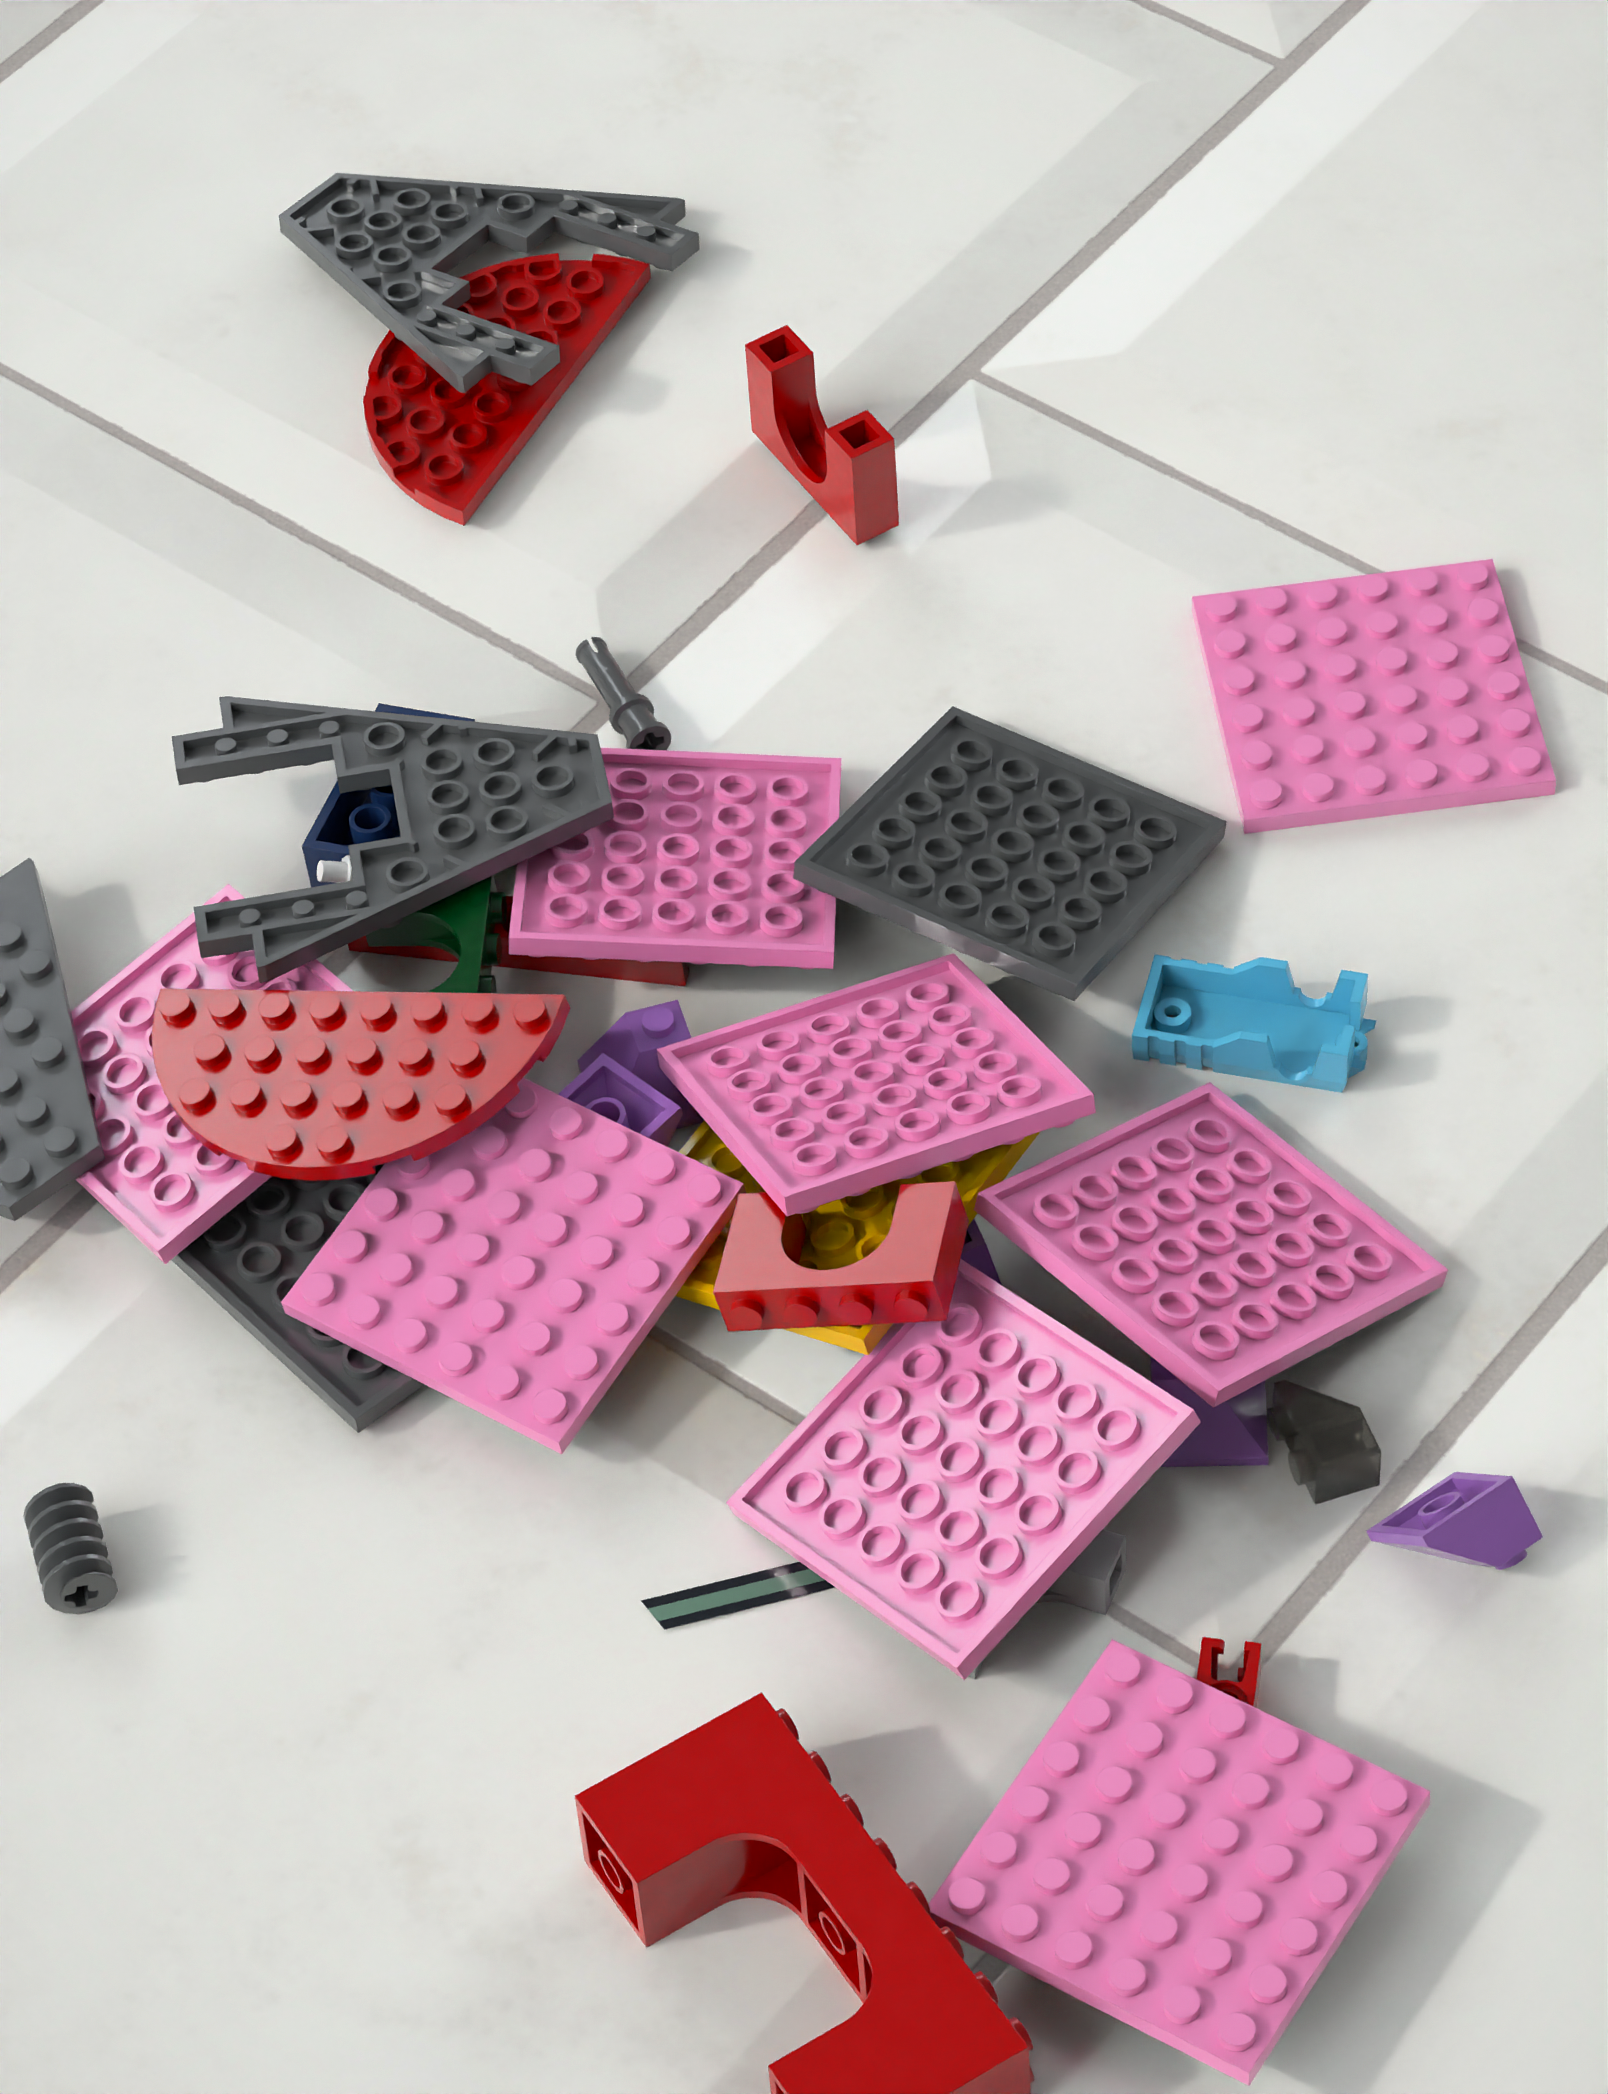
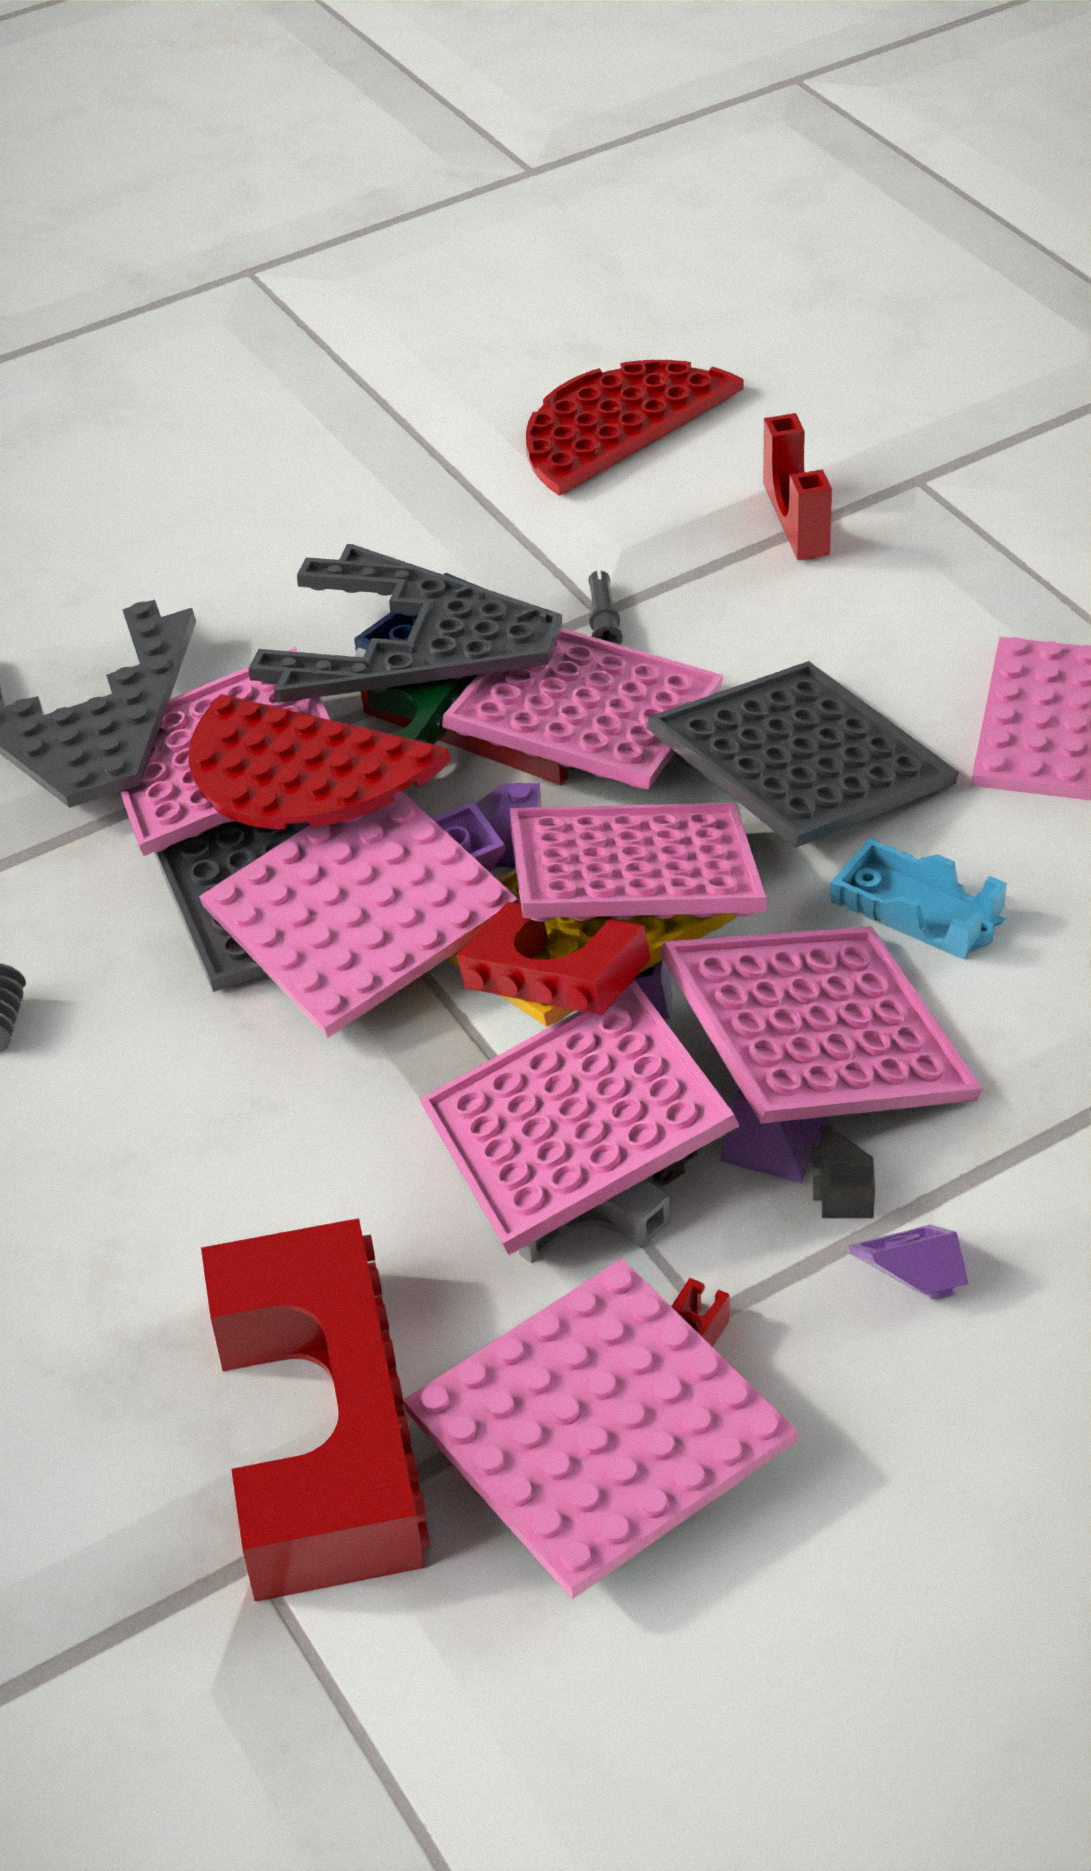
camera: 20 degrees right, 5 degrees down
(401, 236) = (592, 334): dark grey wing -> none
(735, 1595) = (397, 1161): sticker -> none

